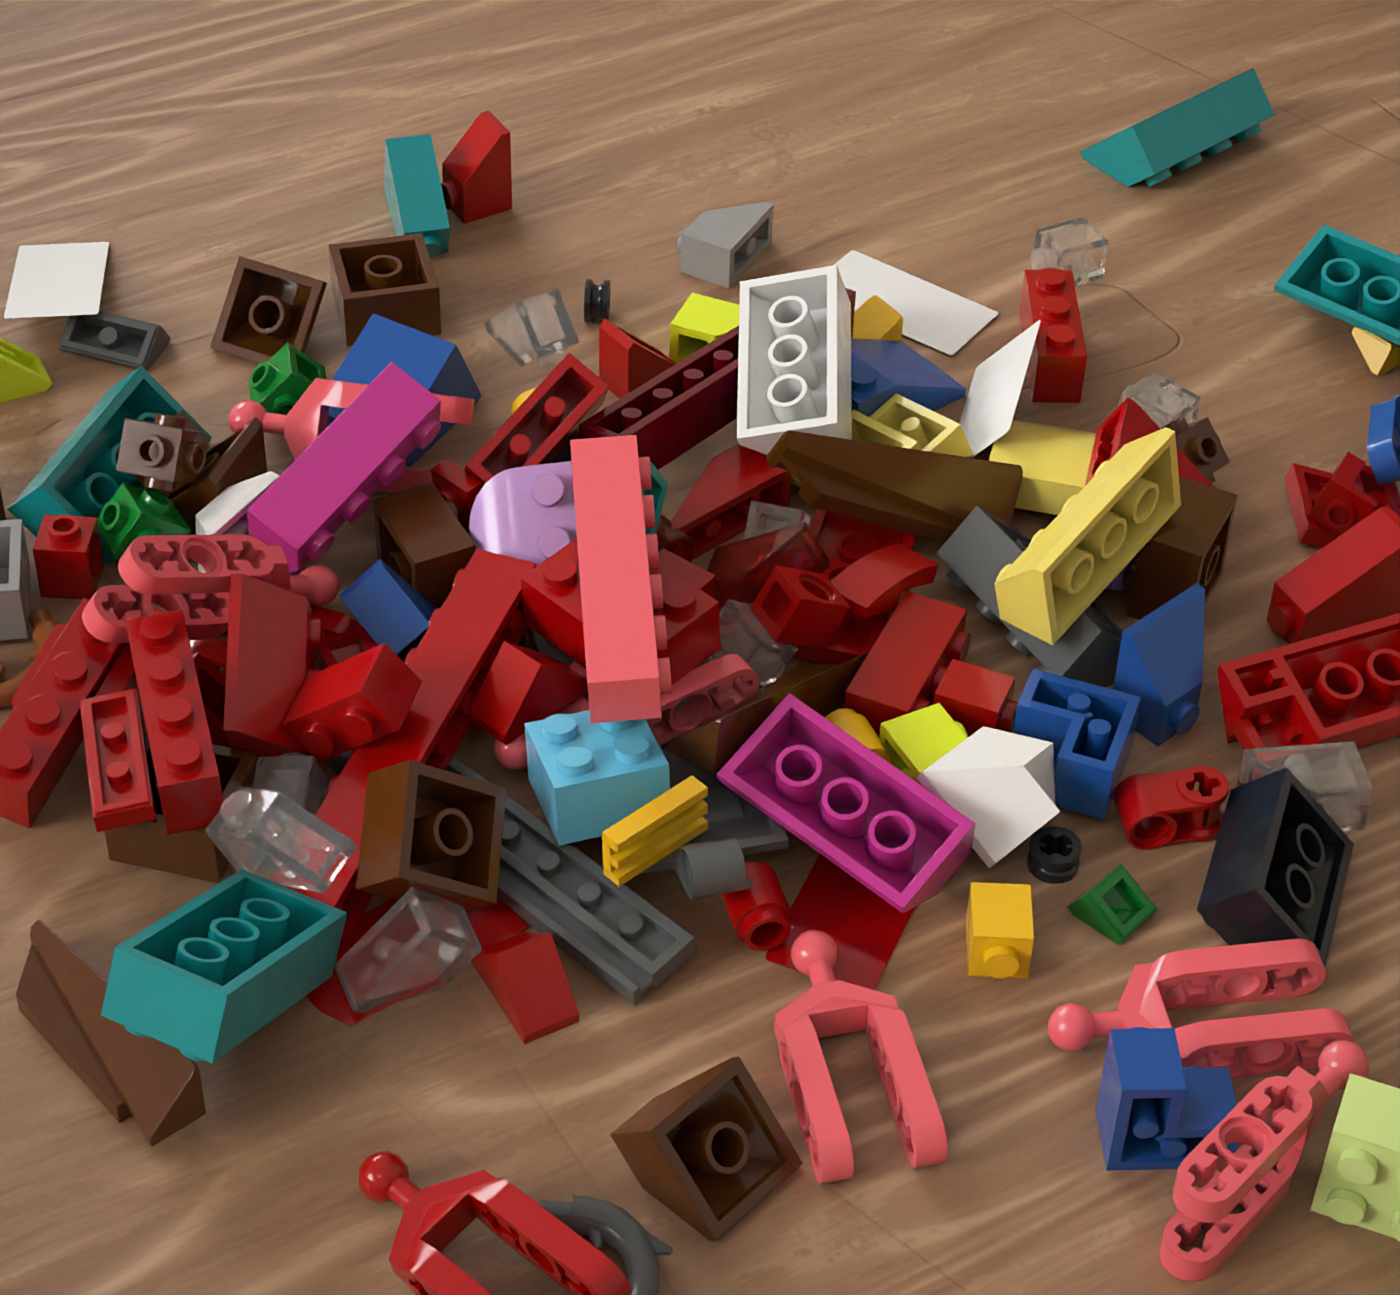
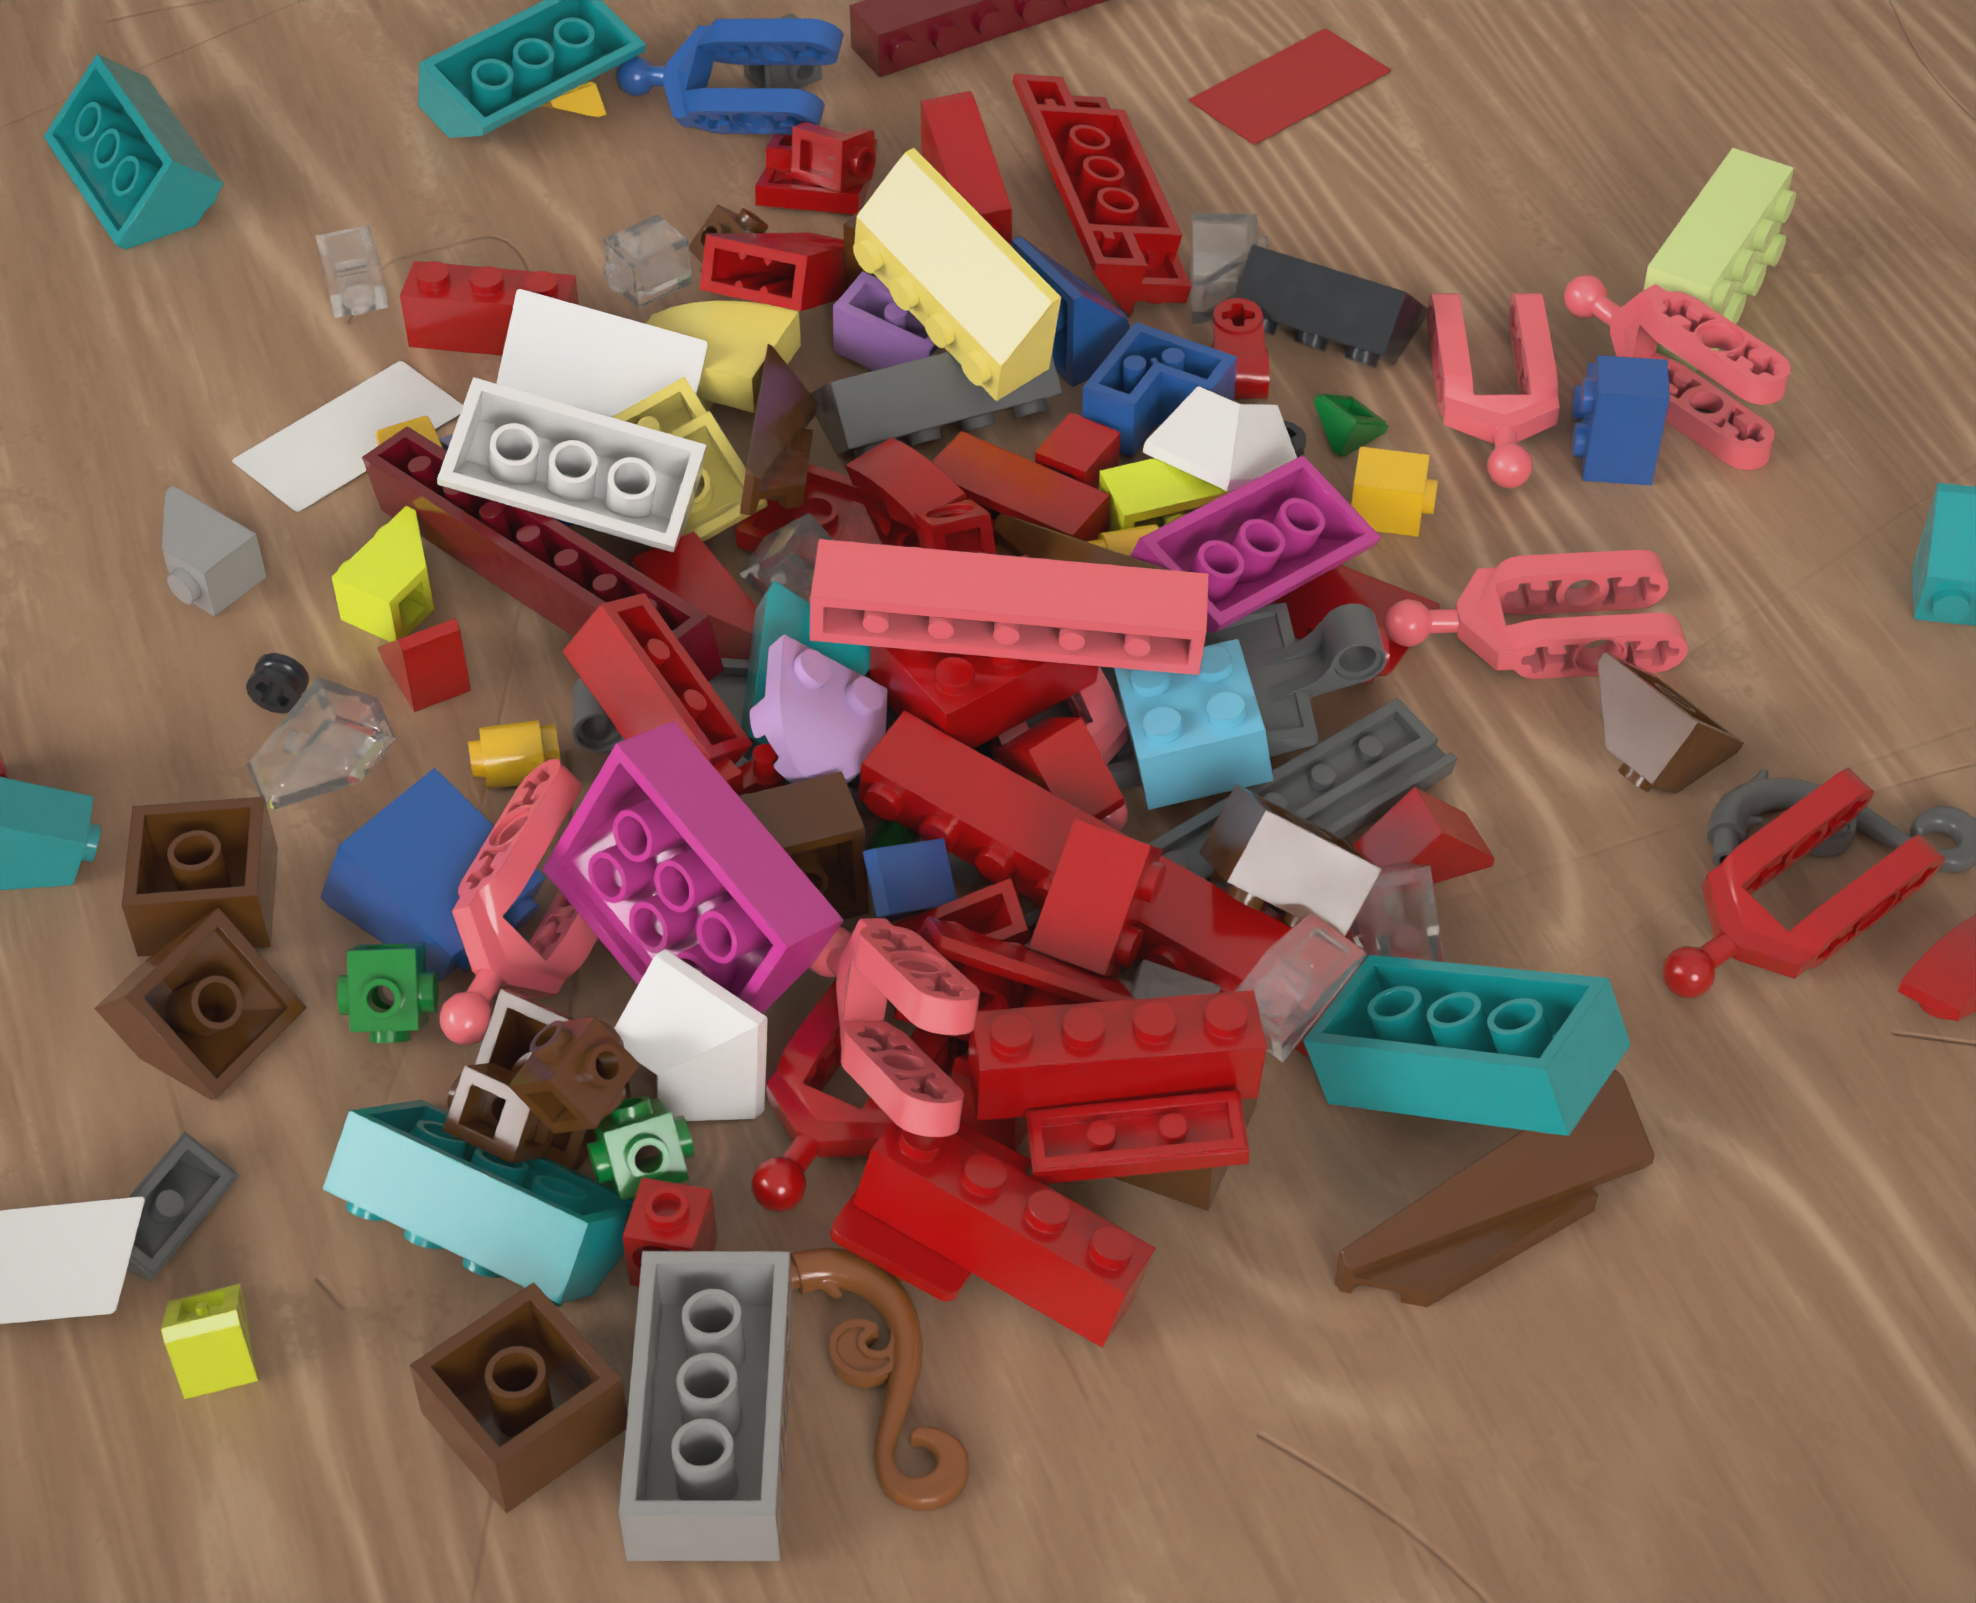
camera: 80 degrees left, 5 degrees up
(654, 830) = (1296, 680): yellow tile -> none

